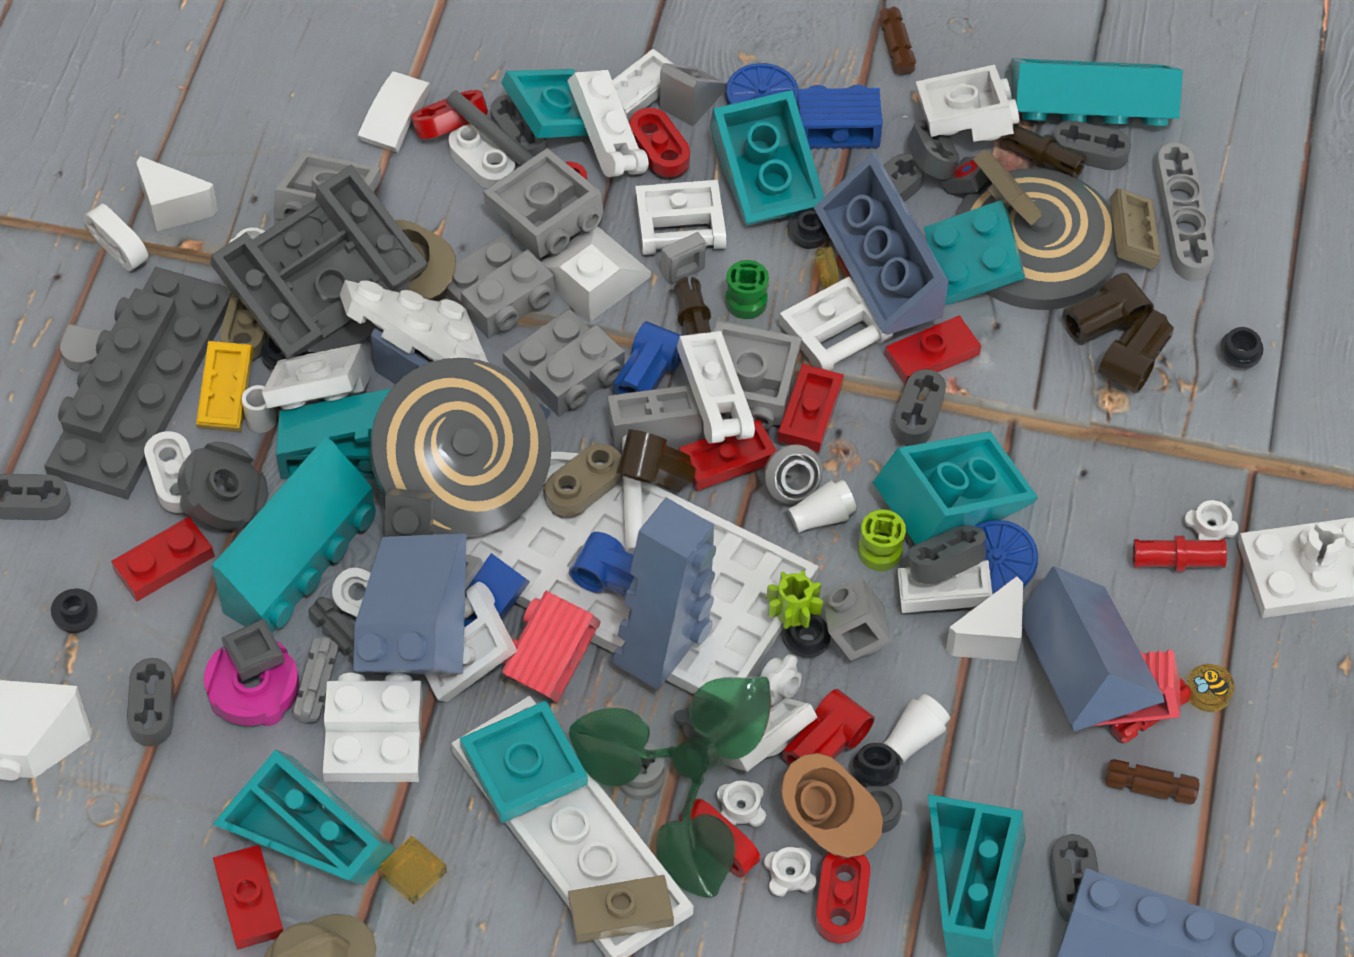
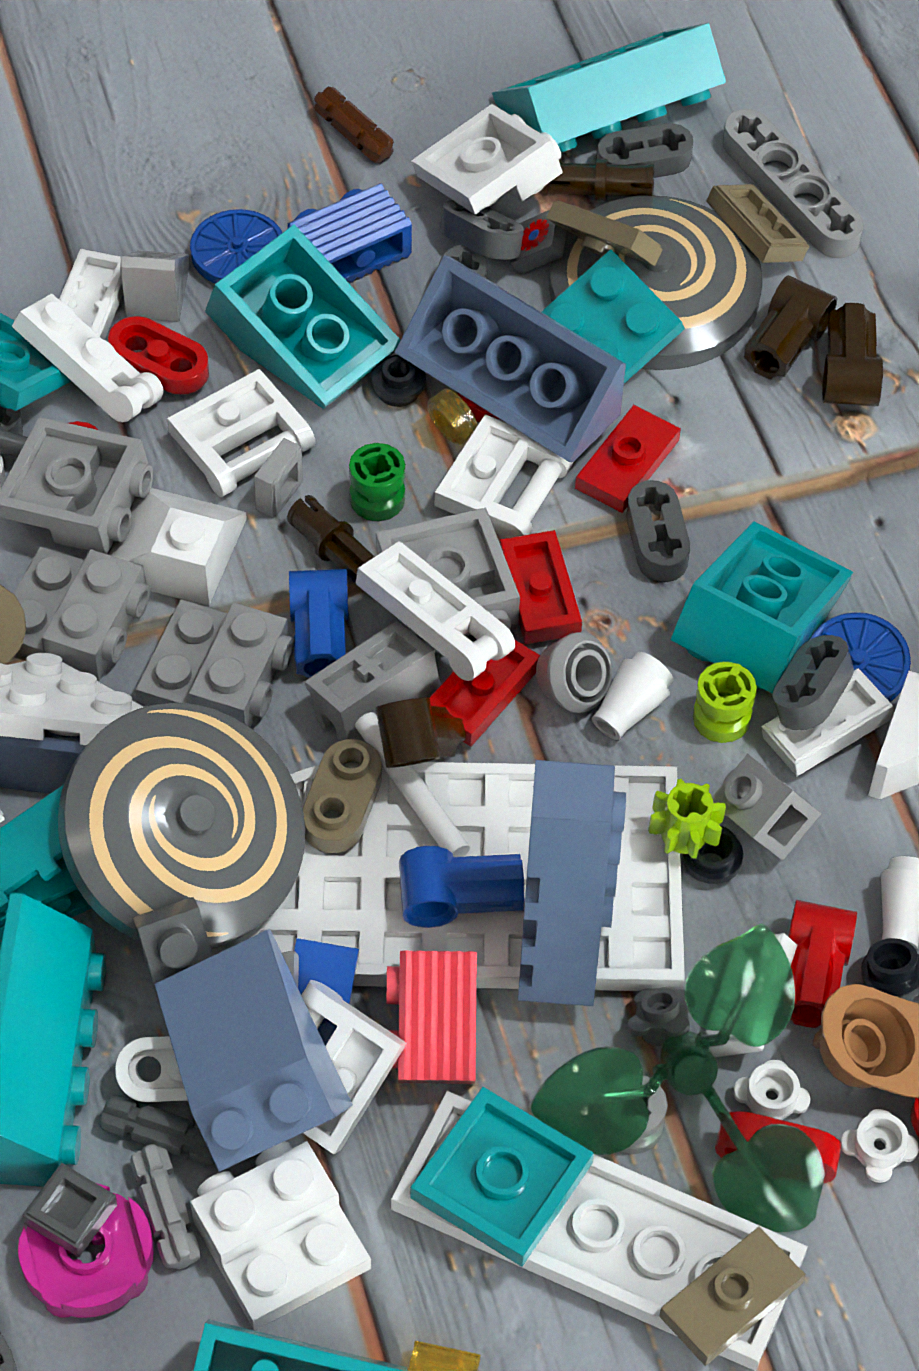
camera: 30 degrees left, 0 degrees up
(782, 677) = (720, 918): white plate -> none

